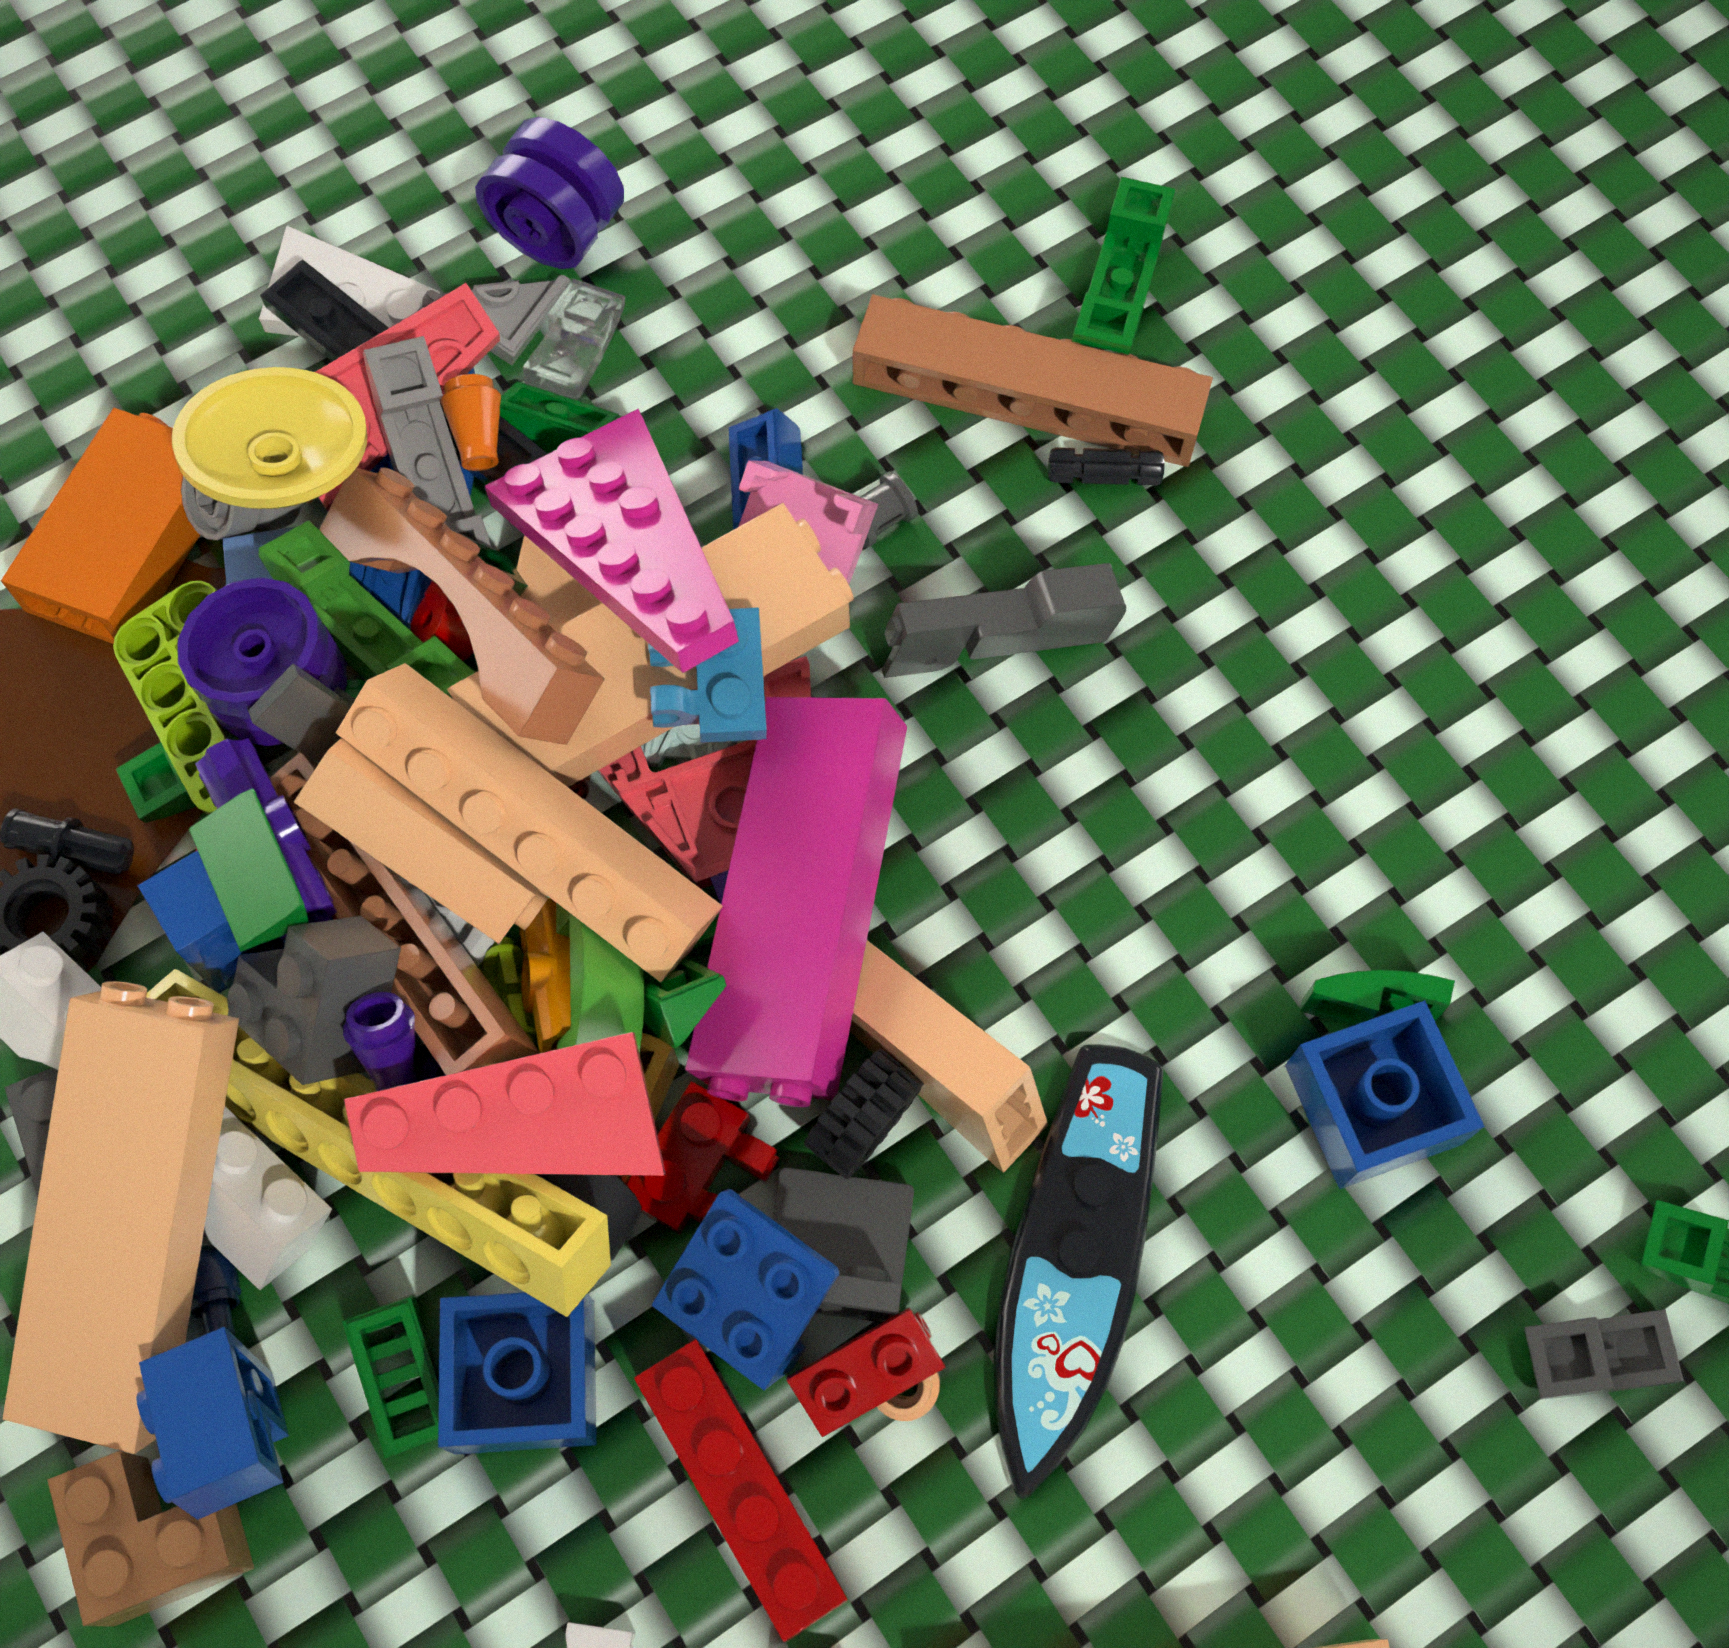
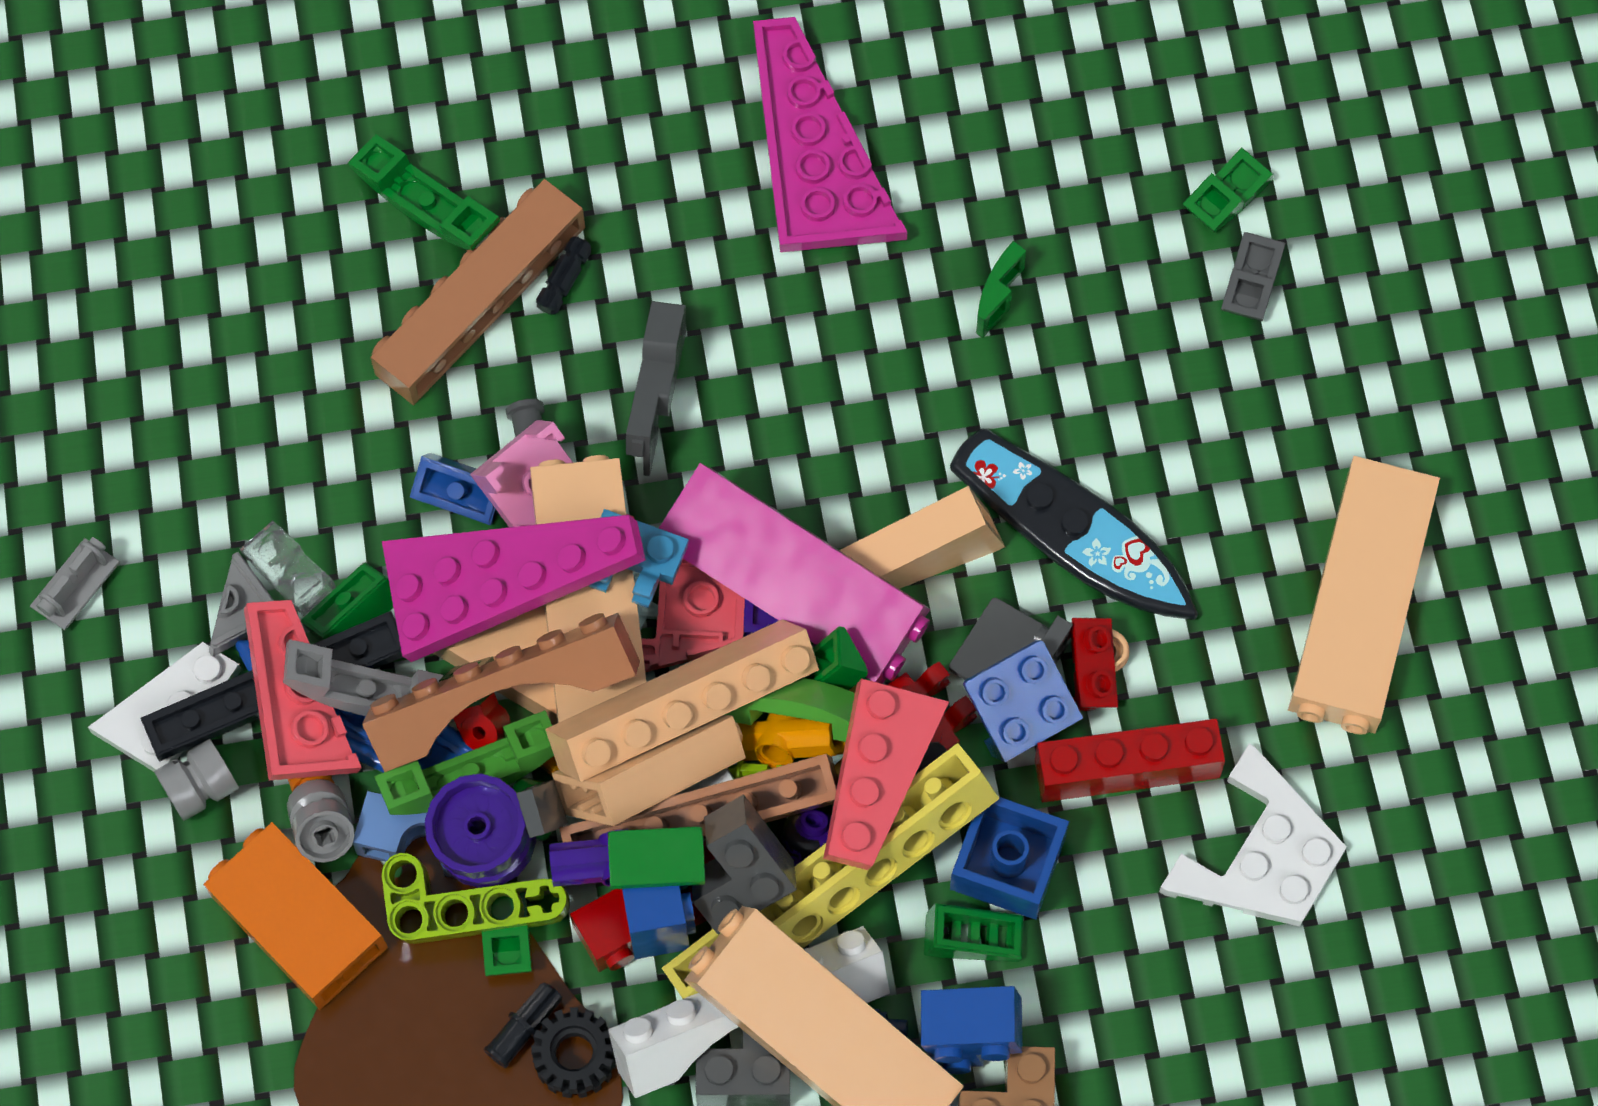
camera: 65 degrees left, 0 degrees up
(245, 339) = (196, 779): none -> light grey wheel
(269, 437) = (307, 748): light yellow dish -> none
(383, 1038) = (792, 829): dark purple cone -> none
(456, 143) = (75, 583): none -> light grey hinge
(473, 417) = (351, 642): orange cone -> none
(550, 192) = (177, 530): dark purple wheel -> none
(863, 1113) = (943, 592): black tyre -> none
(1383, 1094) = (1060, 314): blue brick -> none
(1424, 694) = (817, 163): none -> dark pink wing

